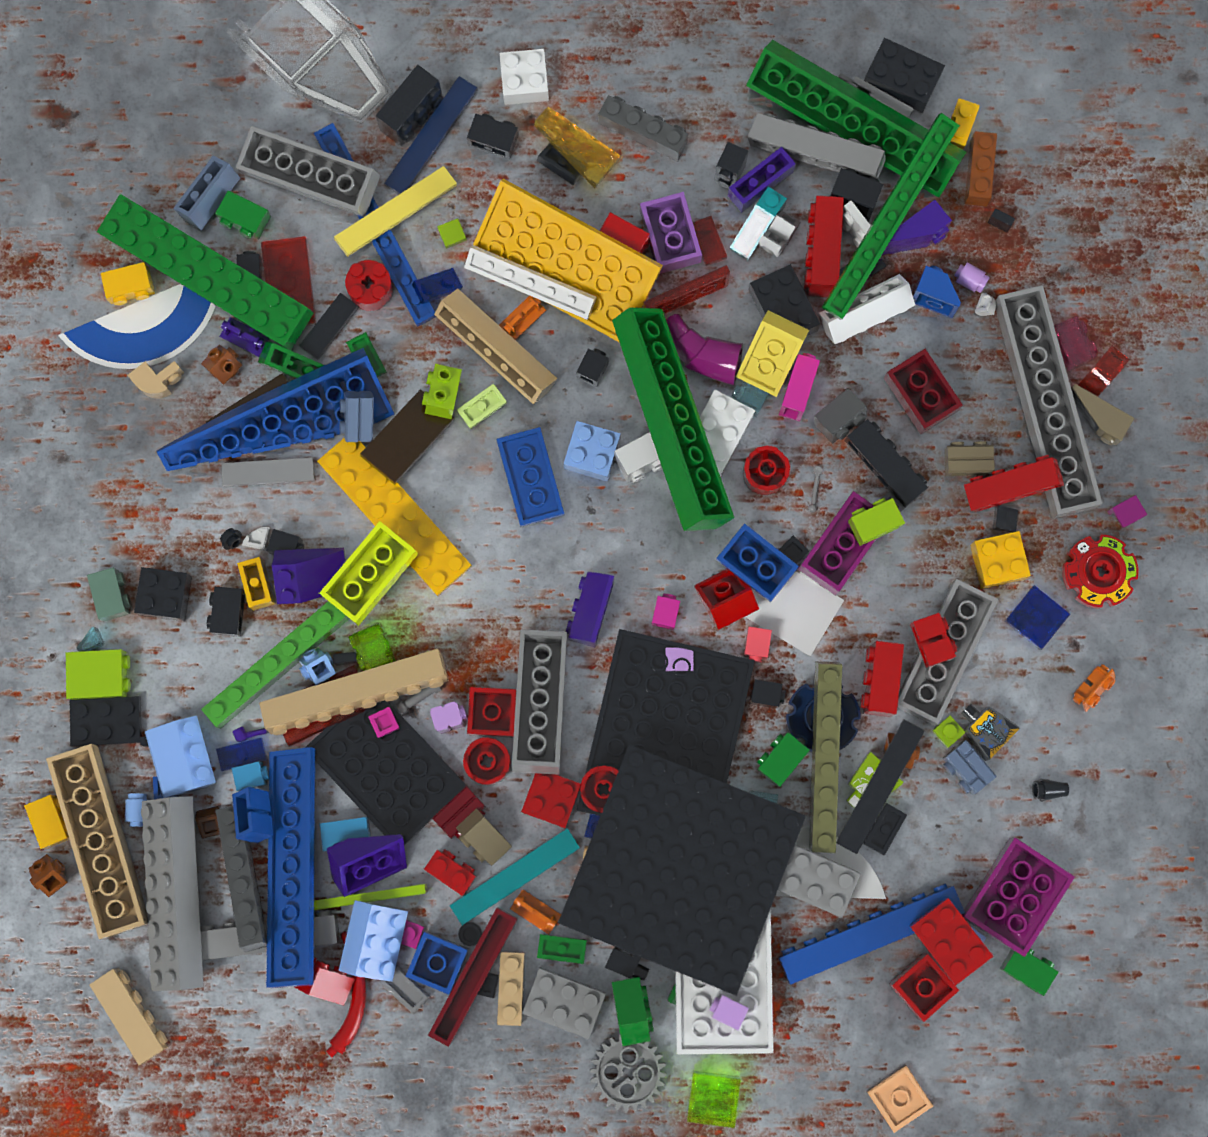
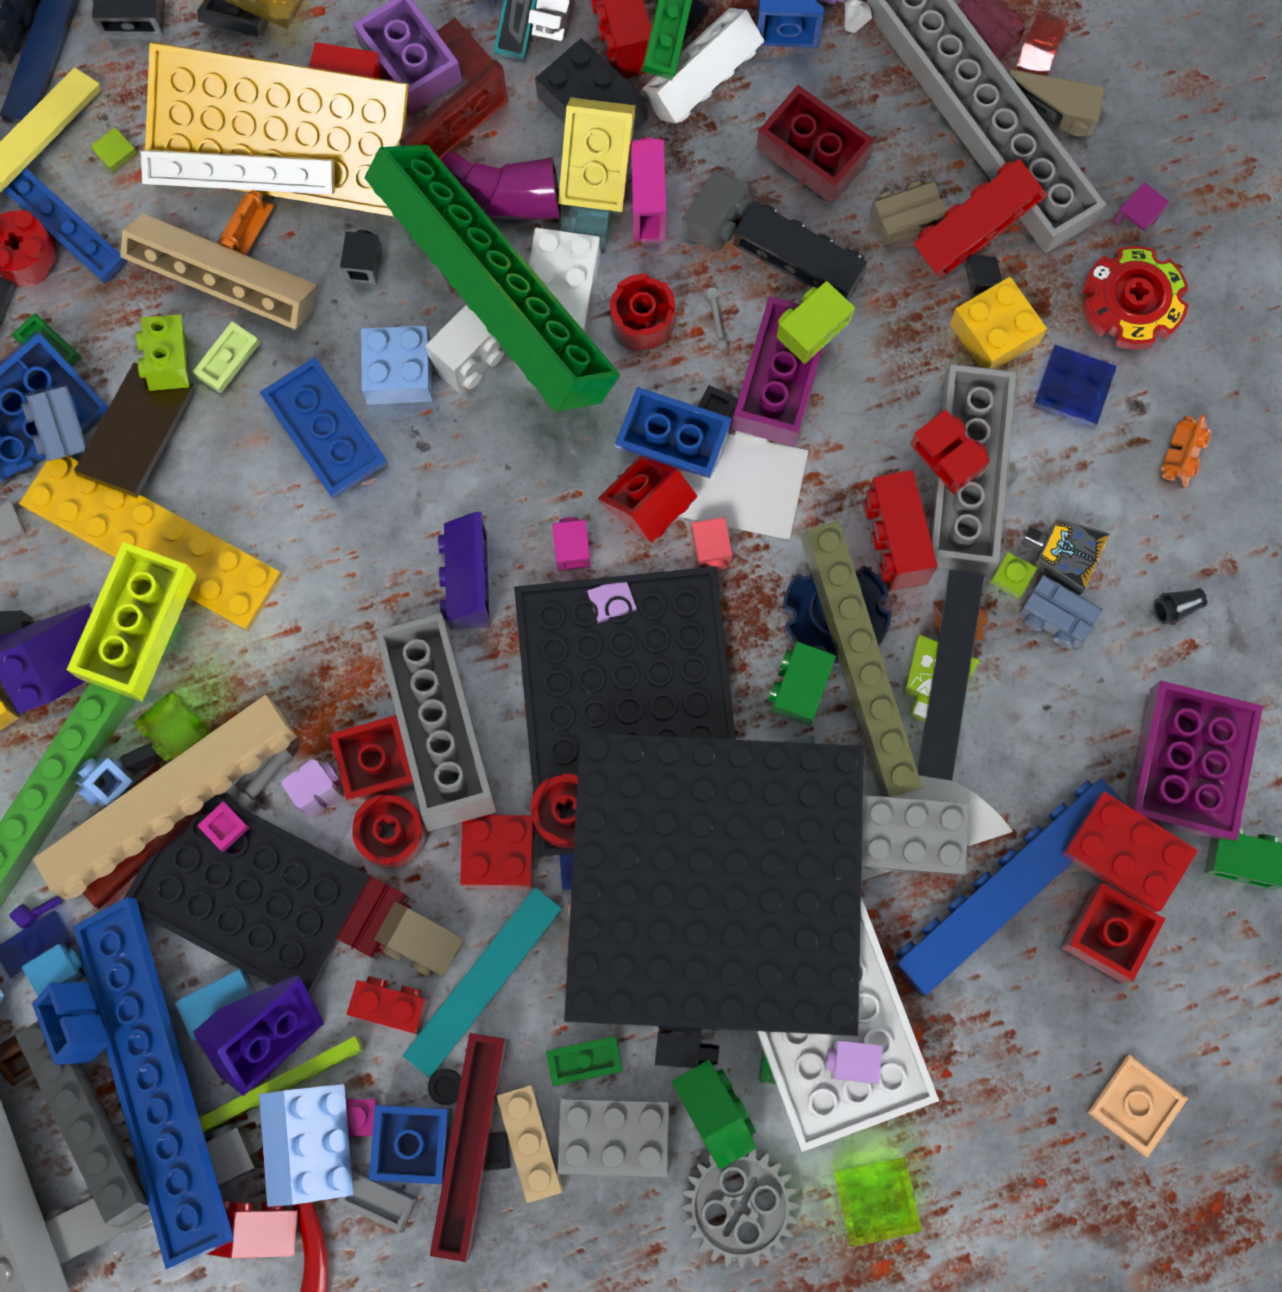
camera: 20 degrees left, 5 degrees down
(437, 285) = (107, 222): clear blue plate -> none
(535, 911) = (528, 1021): orange hinge -> none
(767, 694) = (749, 607): black brick -> none
(885, 829) = (977, 735): black plate -> none

